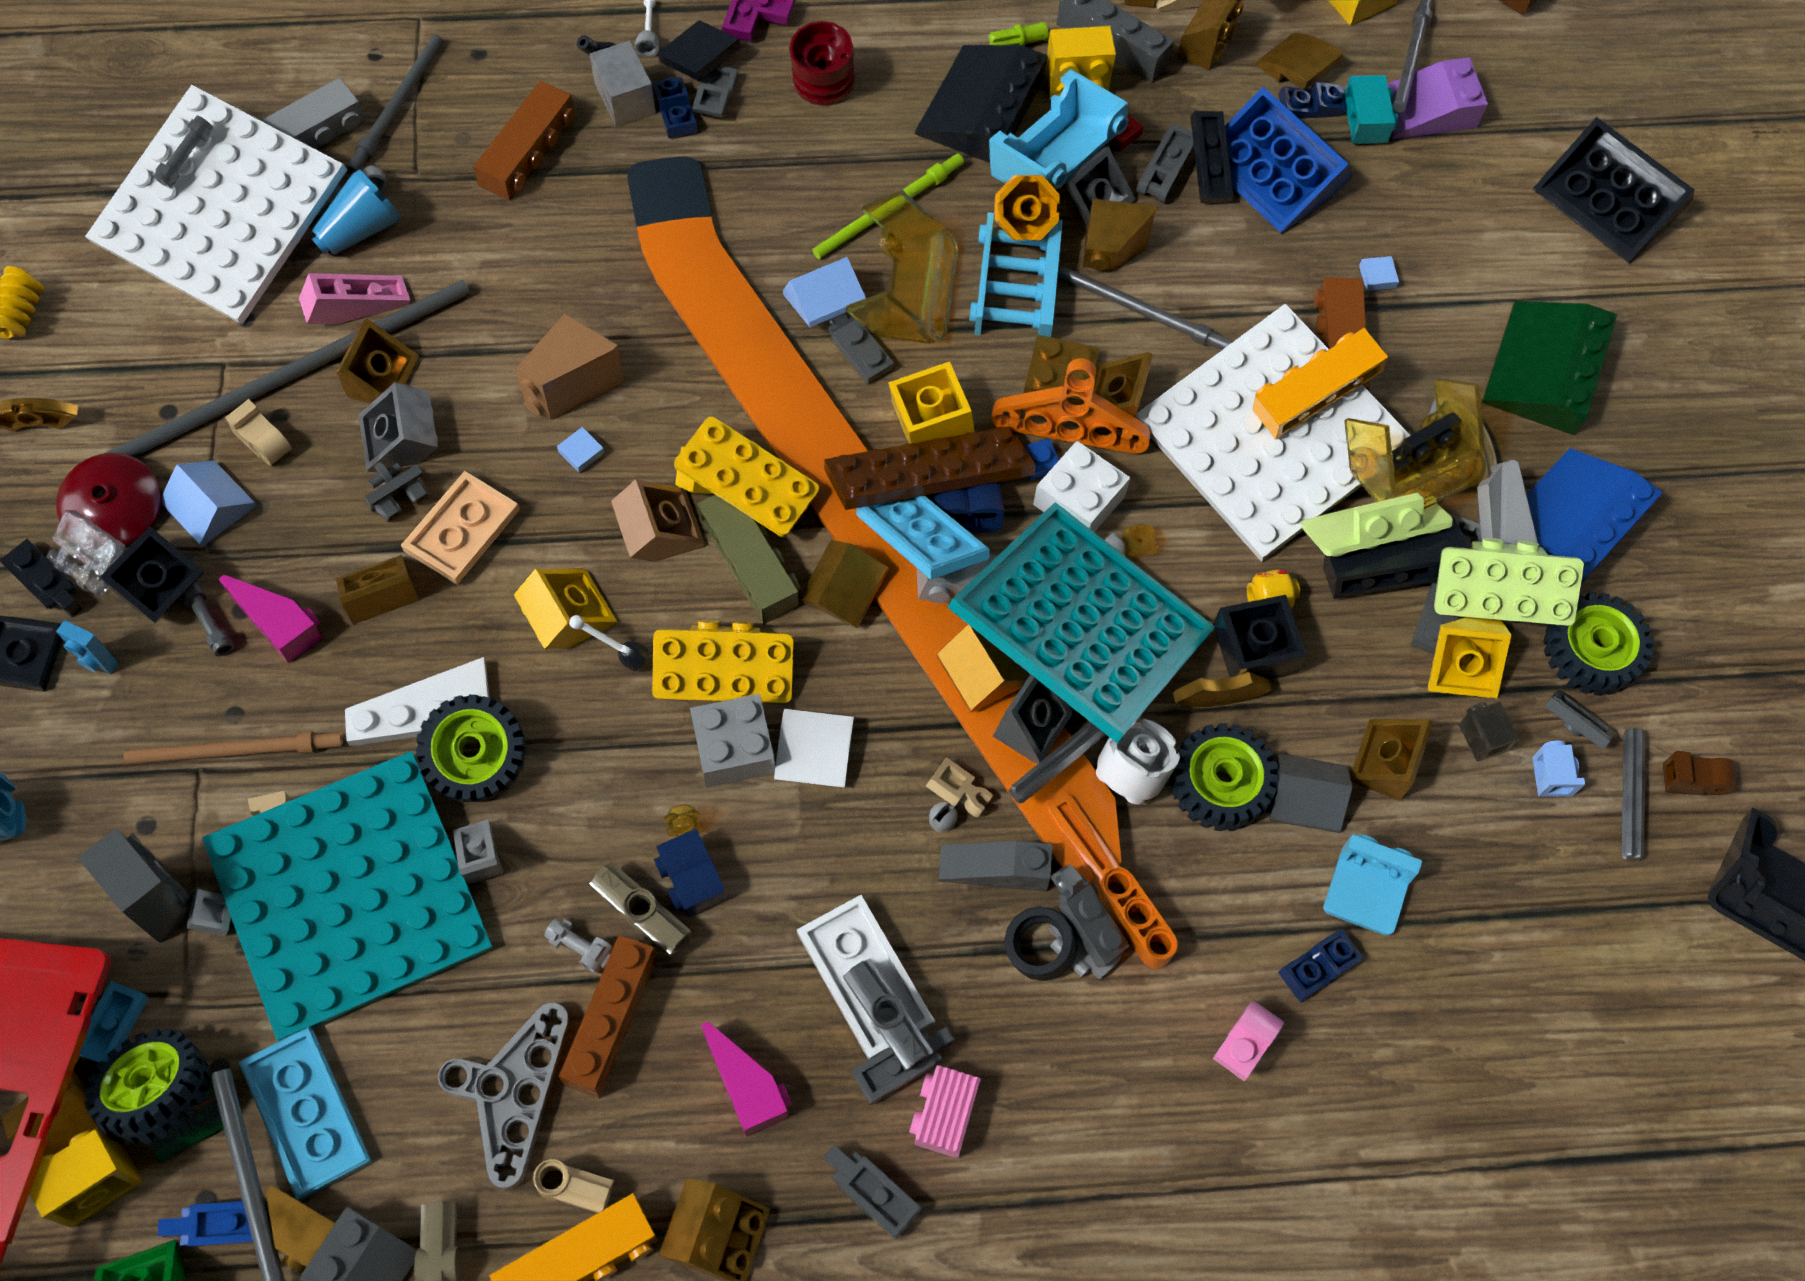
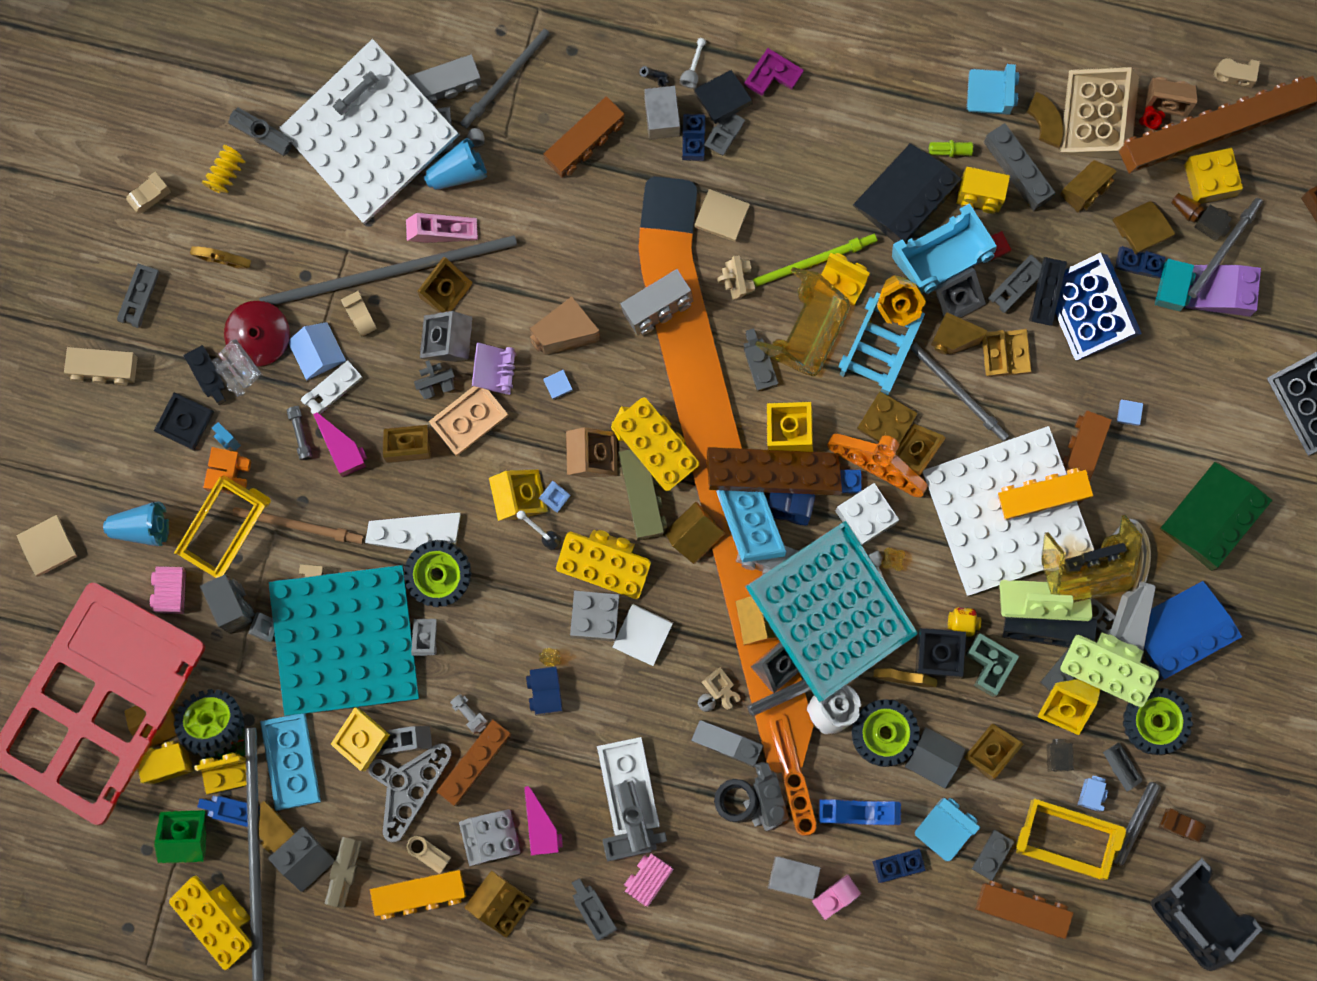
camera: 20 degrees right, 15 degrees up
(40, 902) = (169, 590): none -> bright pink brick
(58, 245) = (250, 125): none -> dark grey piece
(71, 762) = (253, 496): none -> yellow piece
(96, 701) = (225, 463): none -> orange hips
(112, 1021) = (198, 676): dark azure plate -> none
(151, 575) = (274, 399): black slope -> none
(189, 1162) = (223, 774): none -> yellow bracket
(244, 543) = (332, 388): none -> white plate
(411, 1036) = (360, 739): none -> yellow plate
(472, 1022) = (407, 740): none -> dark grey slope
(480, 448) = (493, 368): none -> lavender hinge
(621, 595) = (554, 496): none -> light blue tile
(656, 924) = (517, 717): dark tan piece -> none
(666, 1127) = (489, 837): none -> light grey bracket
(689, 296) = (657, 302): none -> light grey brick
(744, 185) = (721, 215): none -> tan slope
(788, 249) = (734, 278): none -> tan hips
(822, 63) = (803, 125): dark red wheel -> none
(824, 292) = (748, 320): light blue slope -> none
(943, 198) = (846, 276): none -> yellow bracket
(1172, 1031) = (793, 877): none -> flat silver piece
(1188, 246) = (1007, 353): none -> pearl gold slope
(1237, 902) = (860, 812): none -> blue arch
(1340, 626) = (997, 663): none -> sand green brick
(1345, 25) = (1187, 207): none -> reddish brown cone
(1384, 33) = (1214, 222): none -> clear smoke brick
(1450, 905) = (992, 855): none -> dark grey plate
(1534, 969) = (1023, 910): none -> dark orange brick
(1617, 823) = (1114, 842): none -> yellow piece

